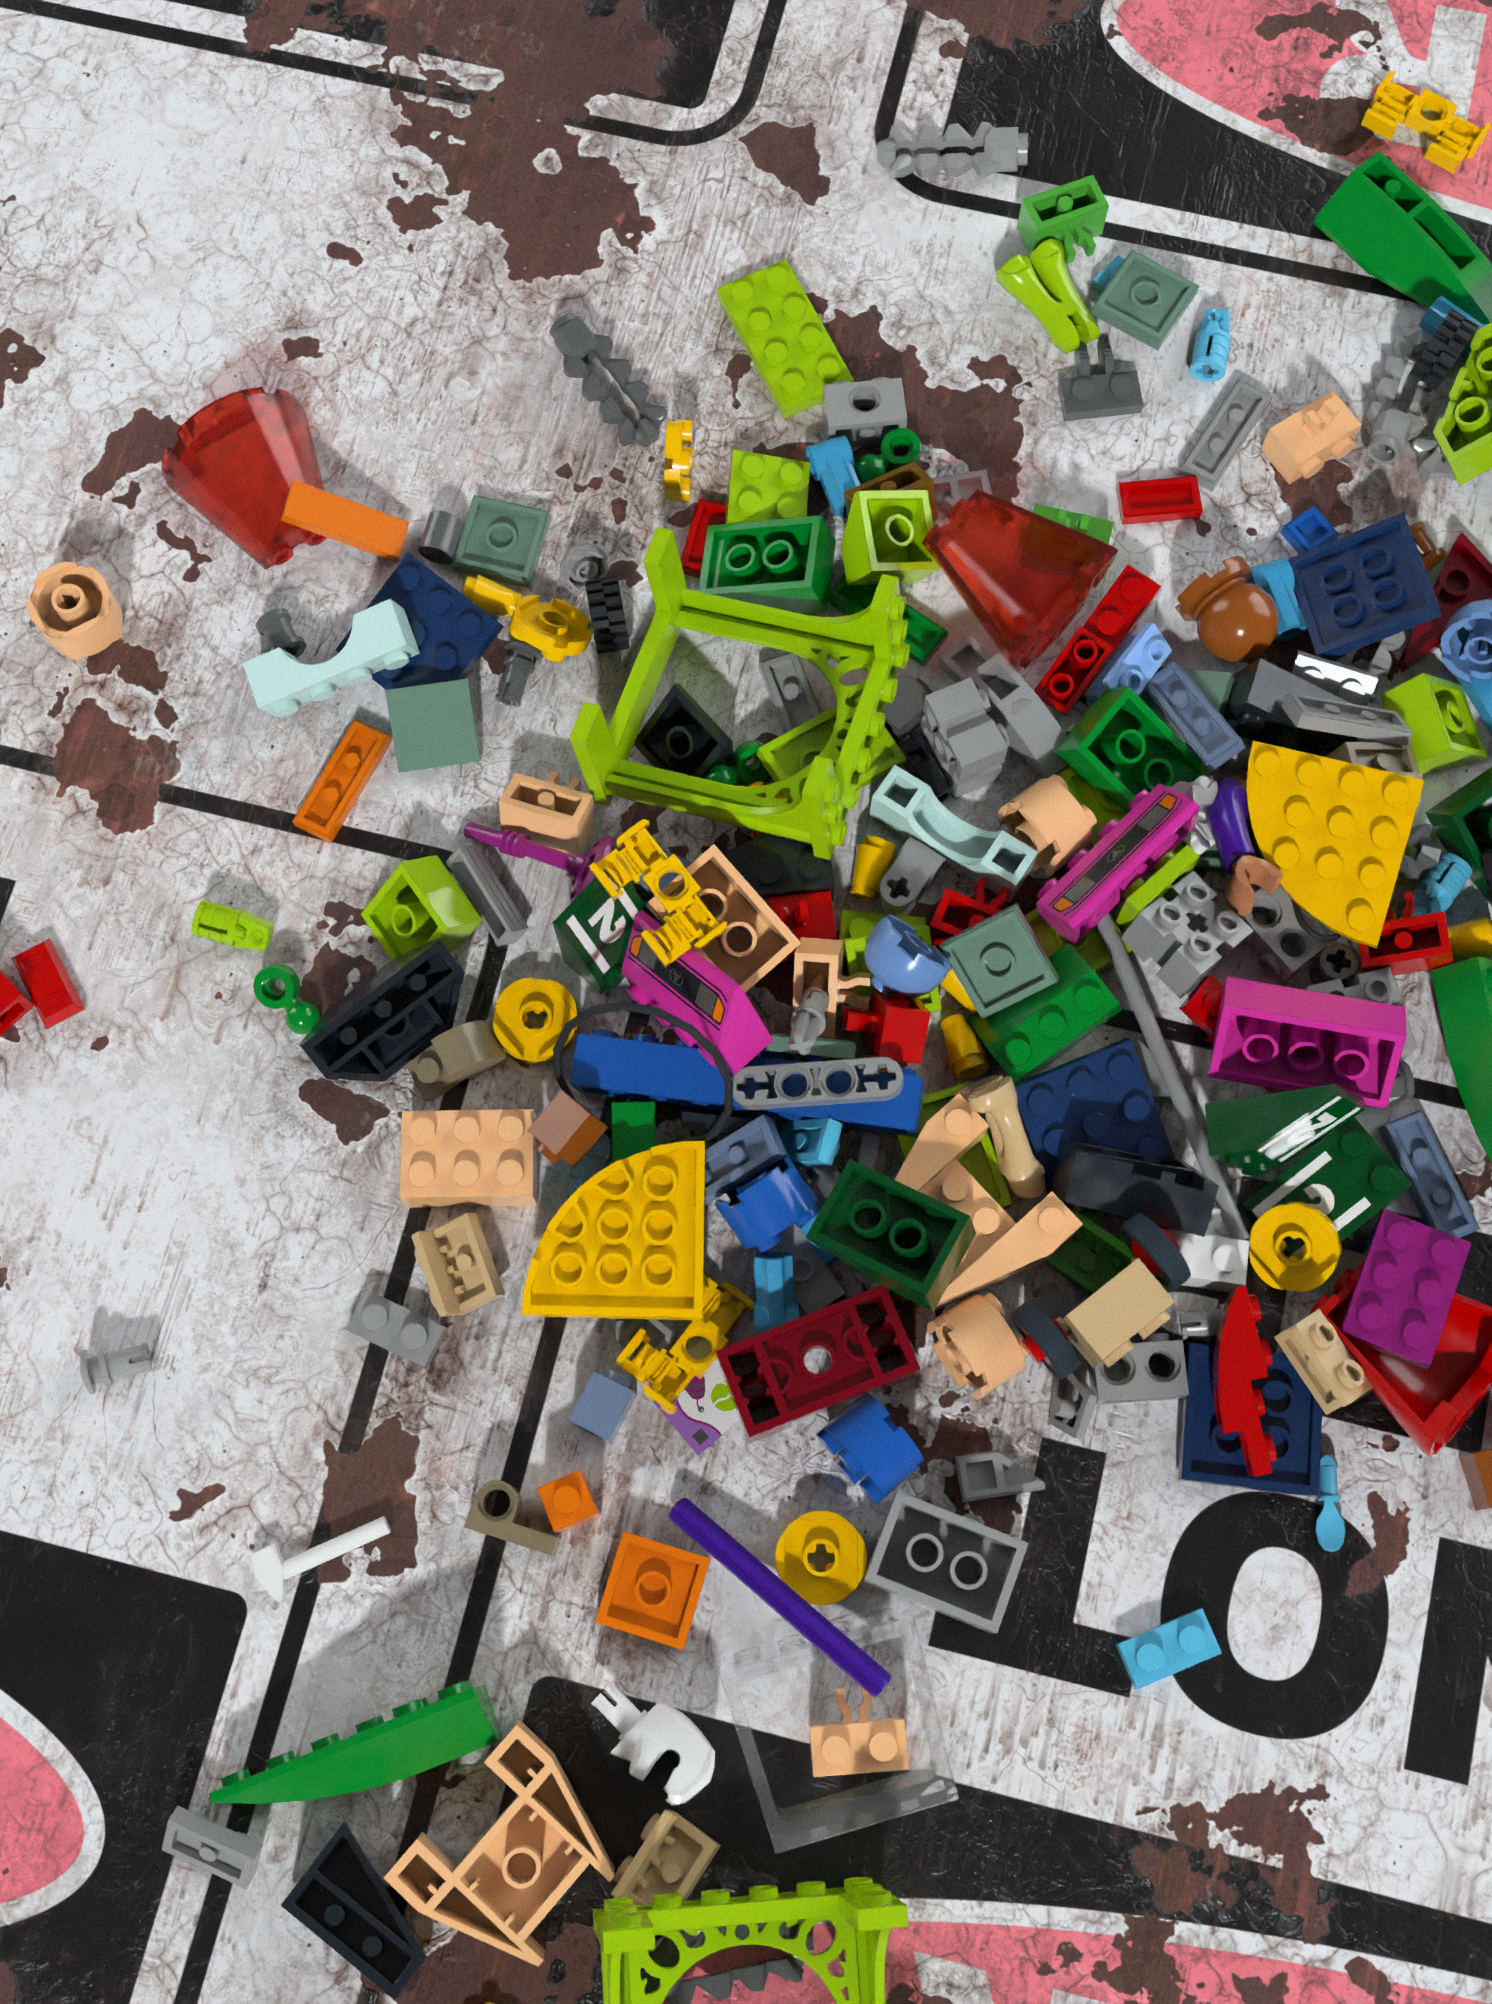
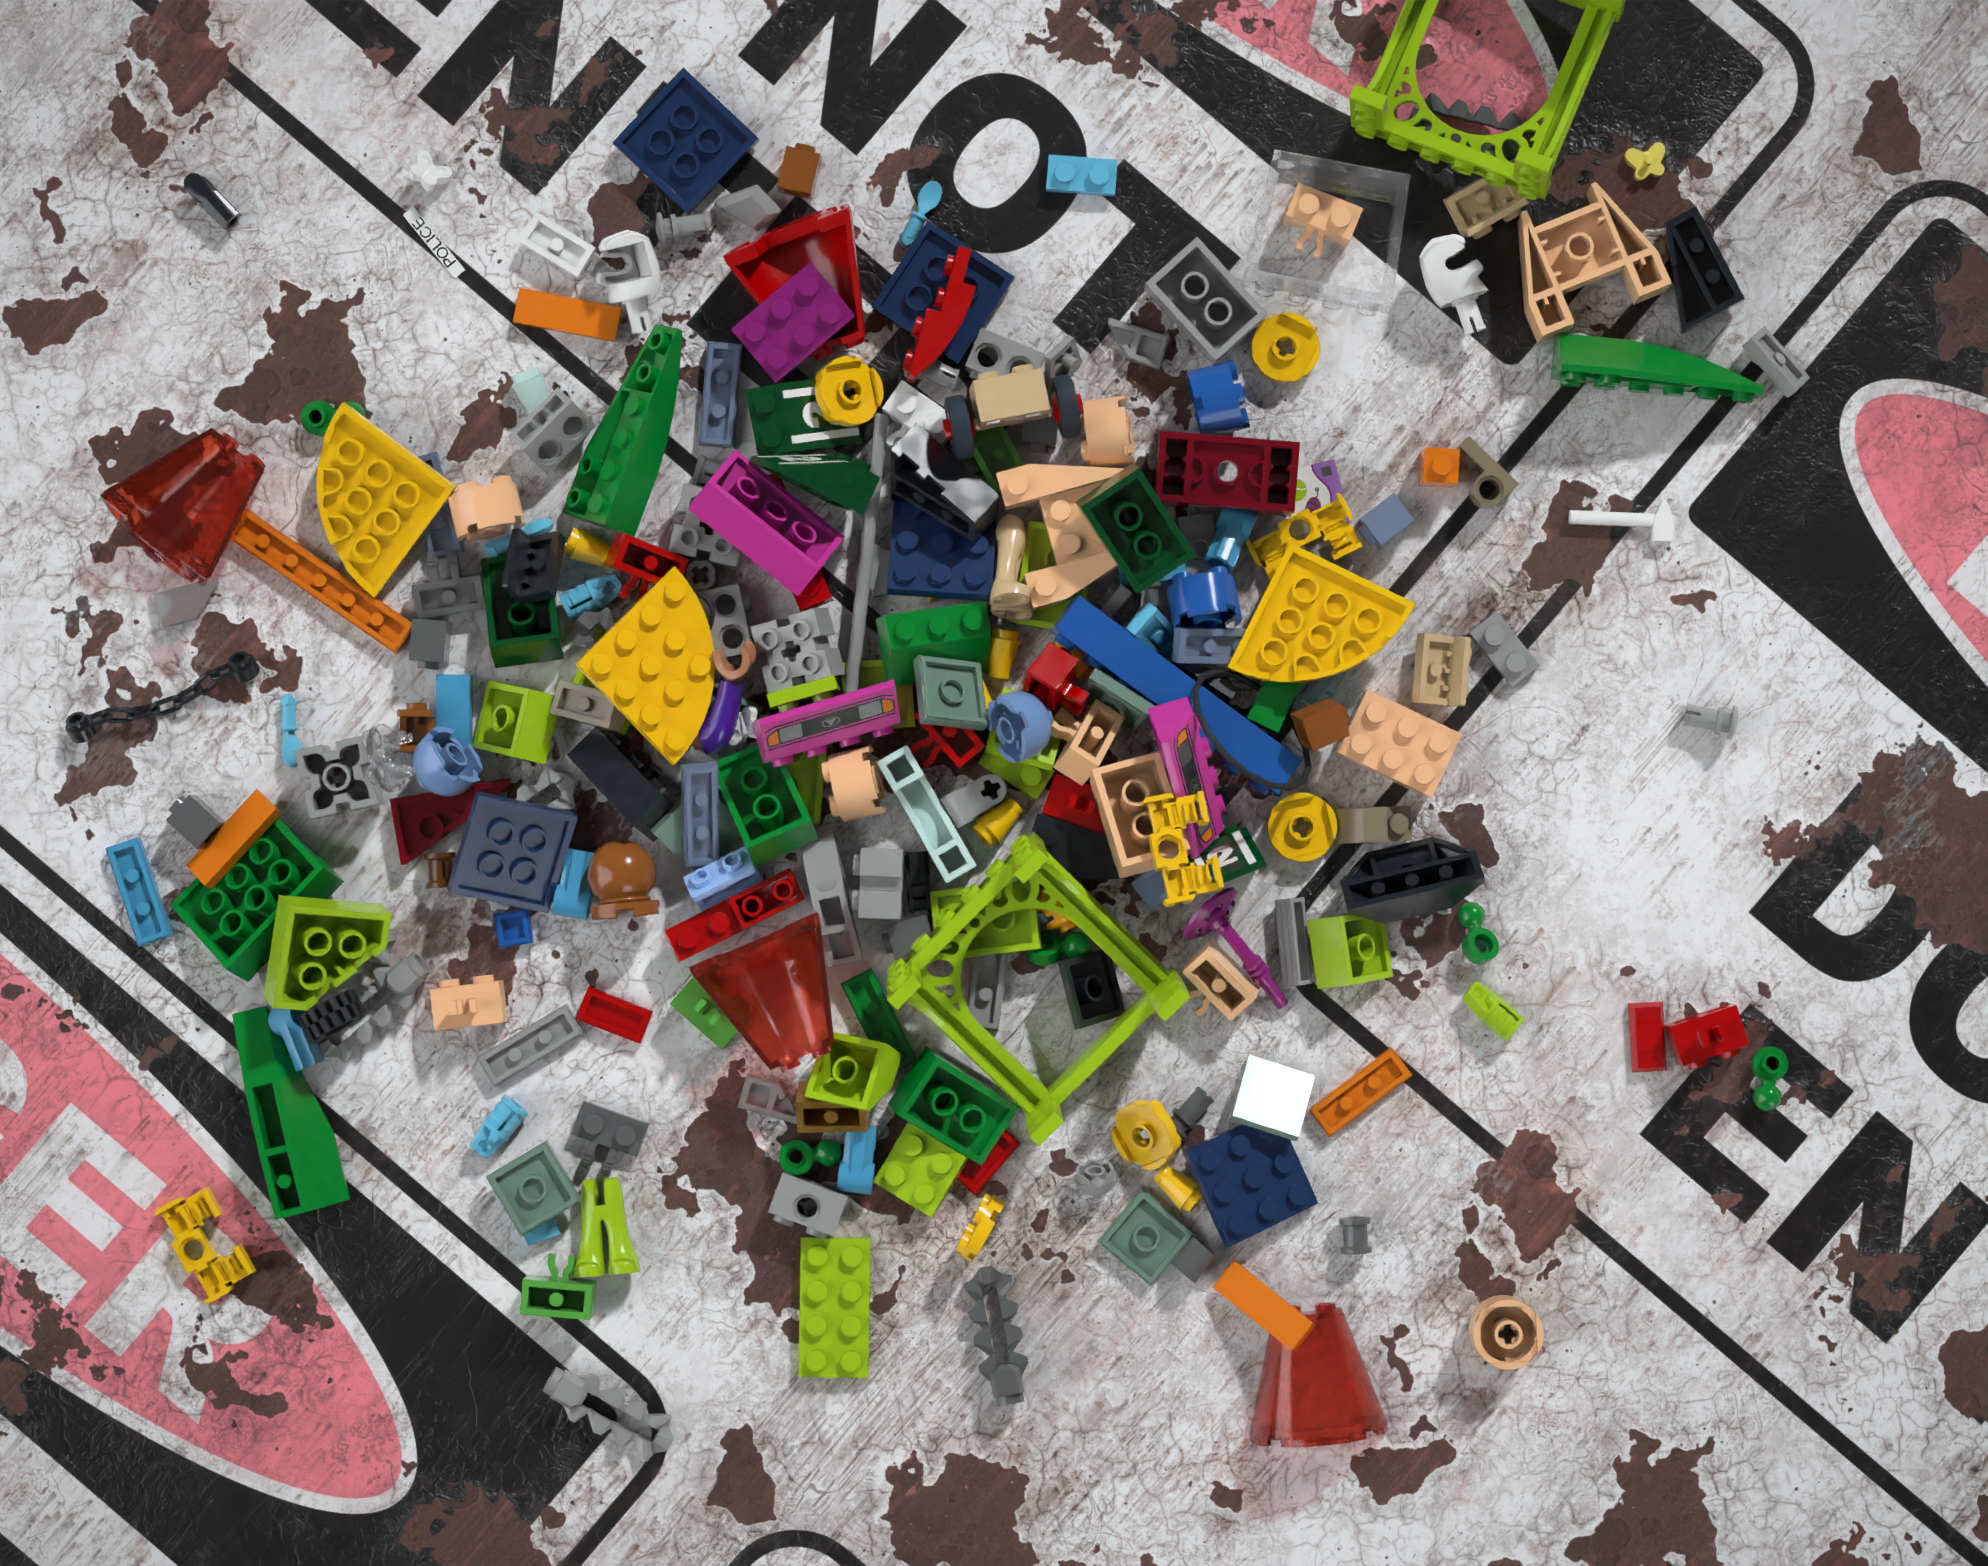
camera: 155 degrees left, 15 degrees up
(376, 642) = (1367, 1191): light aqua arch -> none
(607, 614) = (1098, 1121): black tyre -> none
(653, 1590) = (1409, 382): orange plate -> none
(780, 1597) = (1327, 335): dark purple axle -> none
(808, 1020) = (1115, 709): light grey axle -> none
(817, 1090) = (1133, 657): light grey beam -> none
(1201, 791) = (740, 747): light grey plate -> none
(1323, 1362) = (879, 301): tan bracket -> none
(1337, 678) = (577, 791): light grey plate -> none
(1346, 719) = (592, 748): light grey tile -> none

